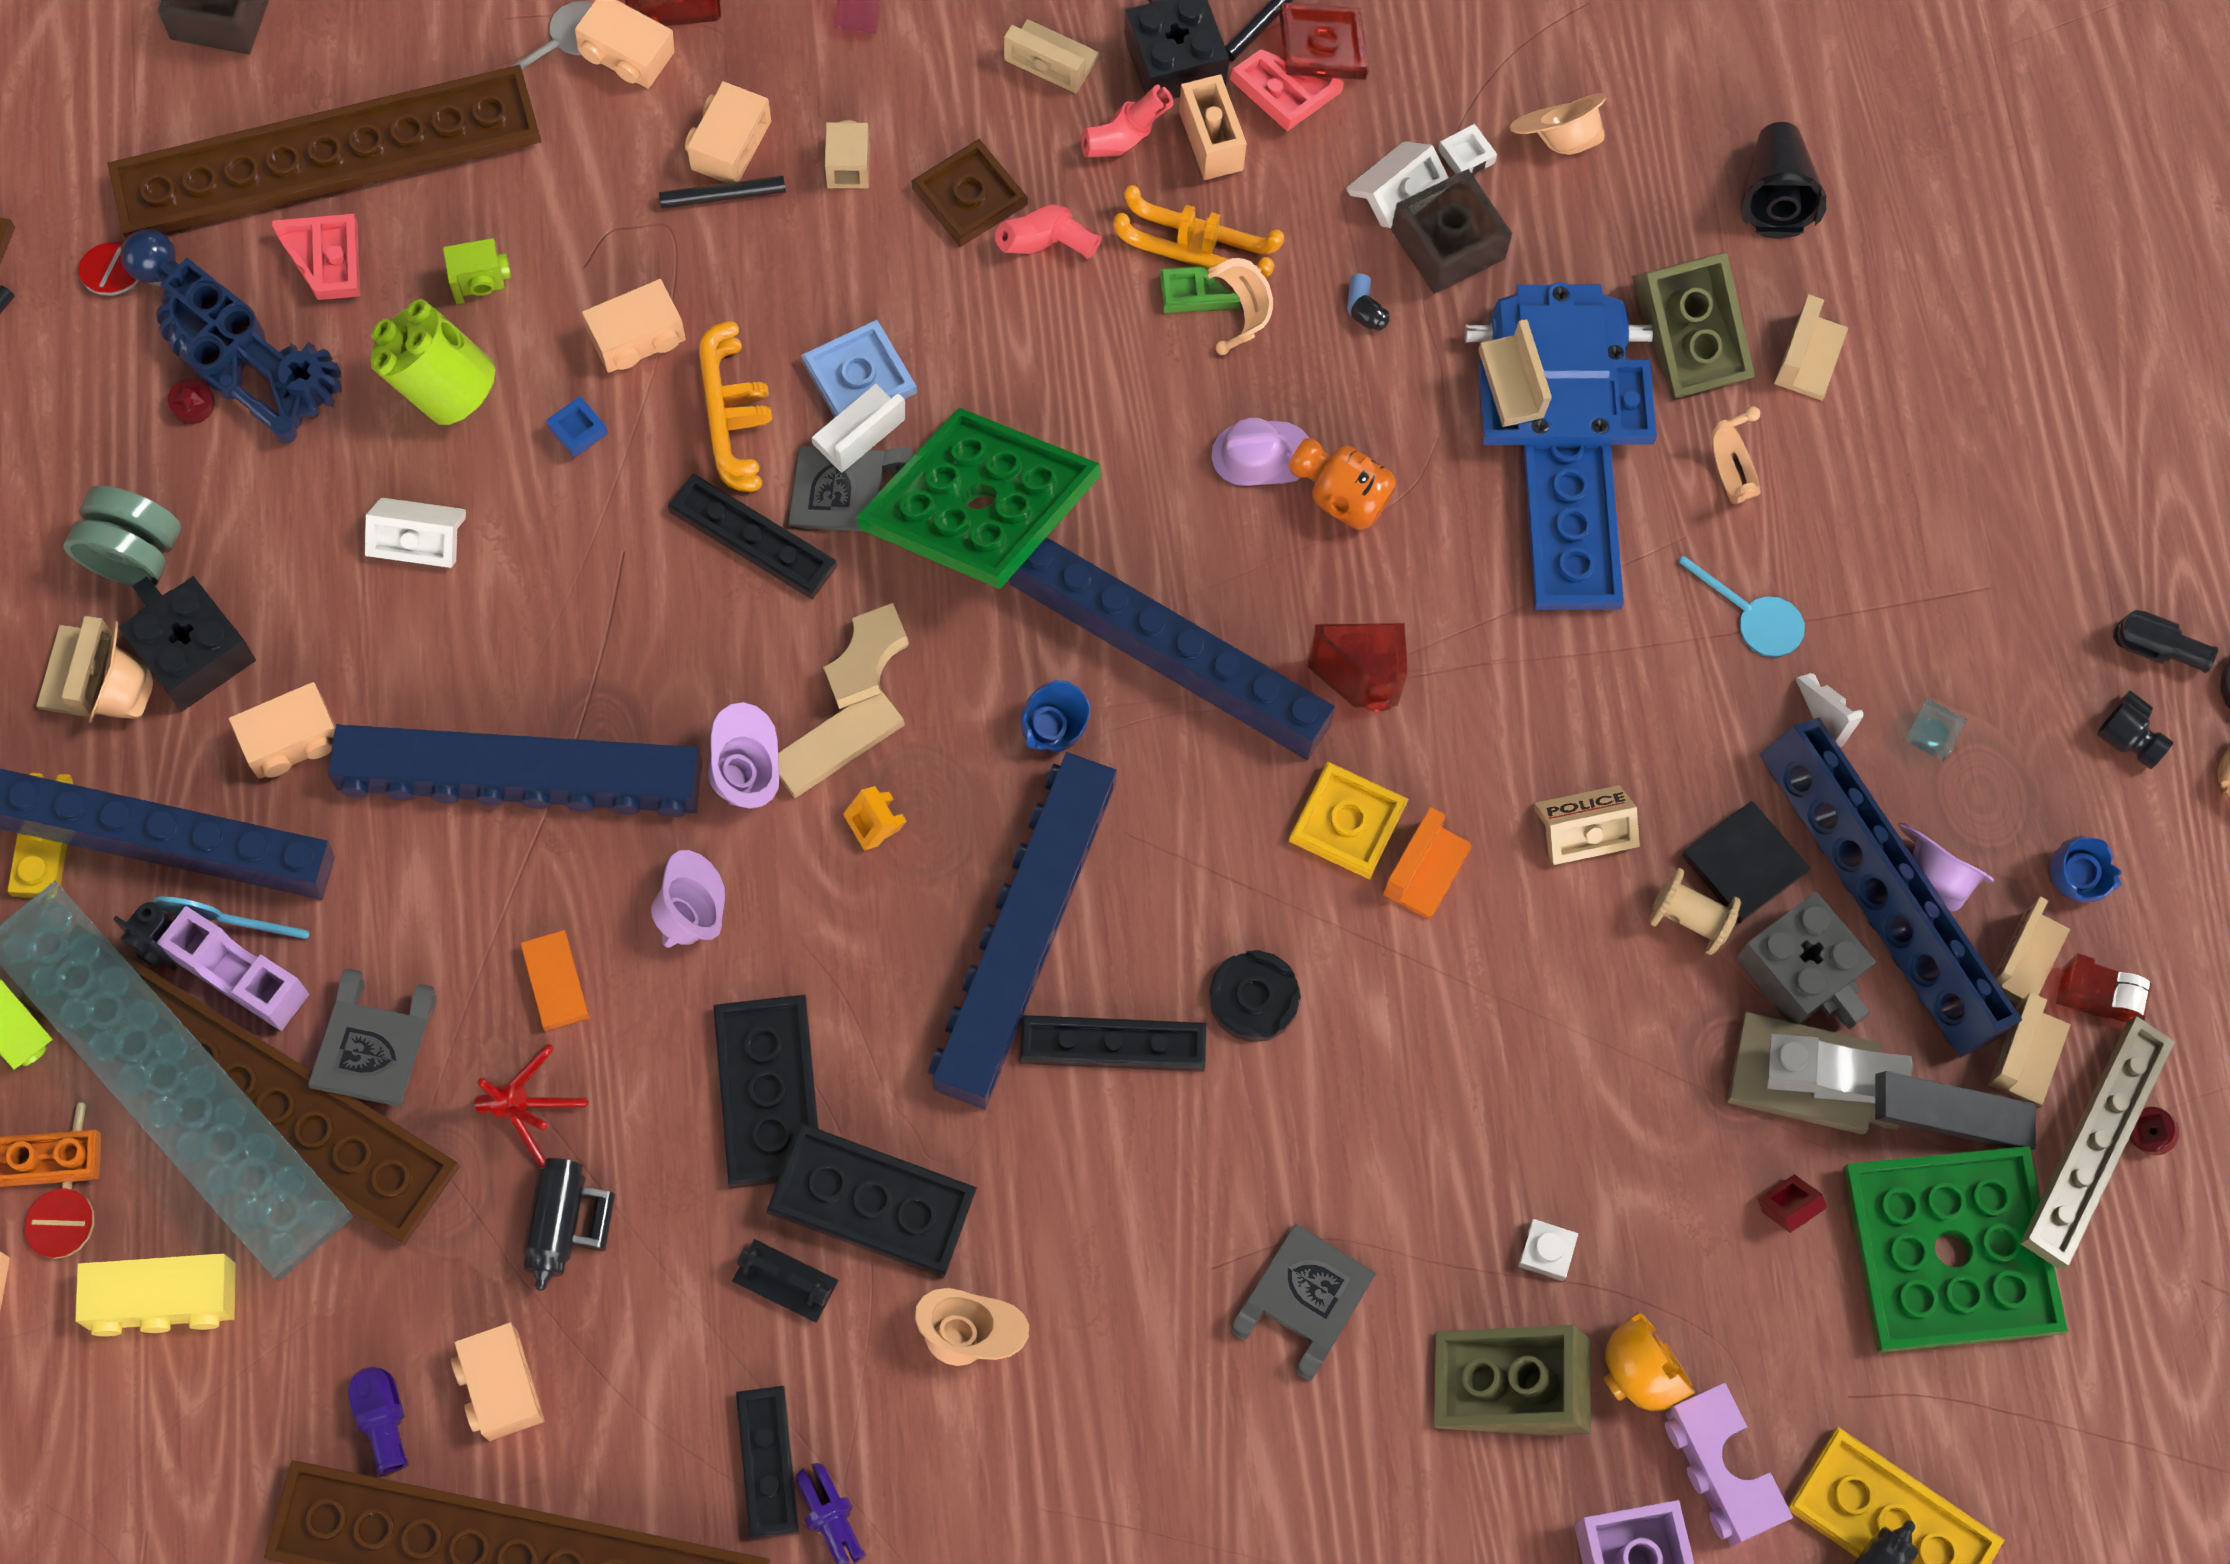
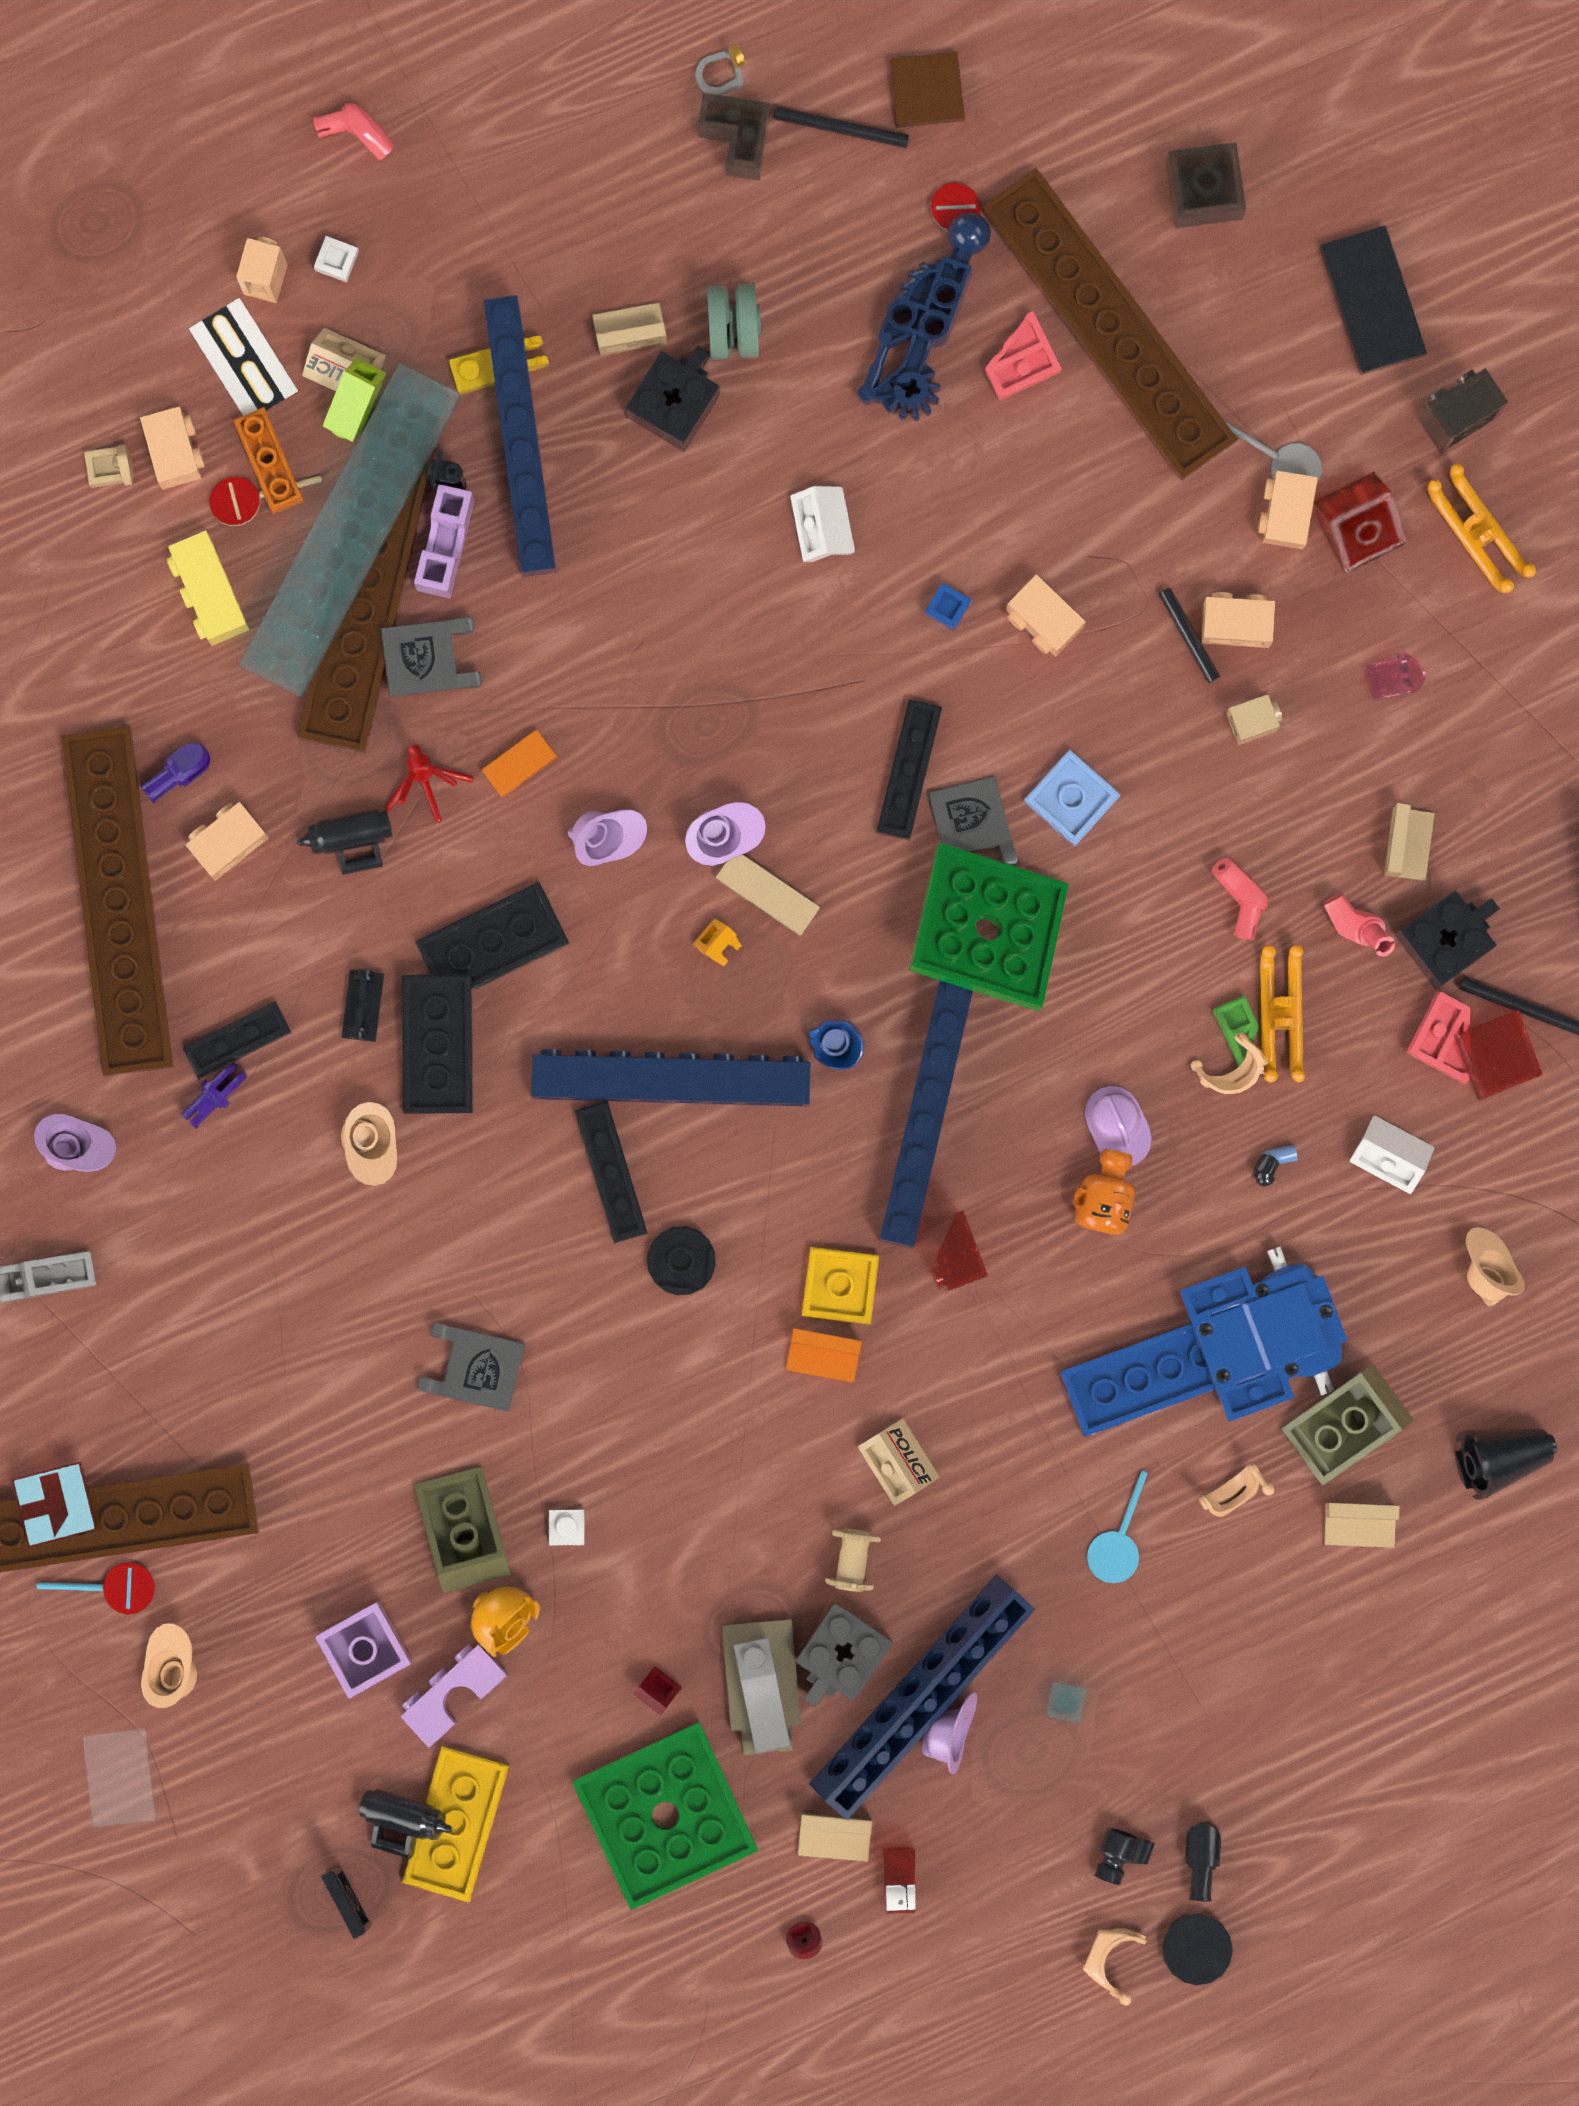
camera: 75 degrees right, 15 degrees up
(125, 684) = (626, 371): light nougat piece -> none
(176, 905) = (476, 489): medium azure piece -> none
(191, 401) = (867, 315): dark red tile -> none
(285, 731) = (632, 500): light nougat brick -> none
(431, 363) = (947, 484): lime cylinder -> none
(475, 268) = (1049, 479): lime brick -> none
(515, 770) = (662, 674): dark blue brick -> none
(714, 346) = (1004, 701): light orange piece -> none
(859, 427) = (1020, 816): white panel -> none
(874, 641) = (825, 888): tan tile -> none
(969, 192) = (1260, 824): reddish brown tile -> none
(1212, 127) = (1379, 993): light nougat brick -> none
(1451, 231) = (1355, 1209): clear smoke brick -> none
(1467, 151) = (1439, 1201): white plate -> none
(1516, 376) = (1232, 1296): tan panel -> none
(1746, 861) = (911, 1588): black tile -> none
(1830, 707) = (1055, 1613): white tile -> none
(1954, 1111) = (761, 1788): black tile -> none
(2030, 953) = (909, 1818): tan panel -> none
(2084, 869) = (989, 1841): blue hair -> none
(2097, 1143) = (778, 1899): plate -> none

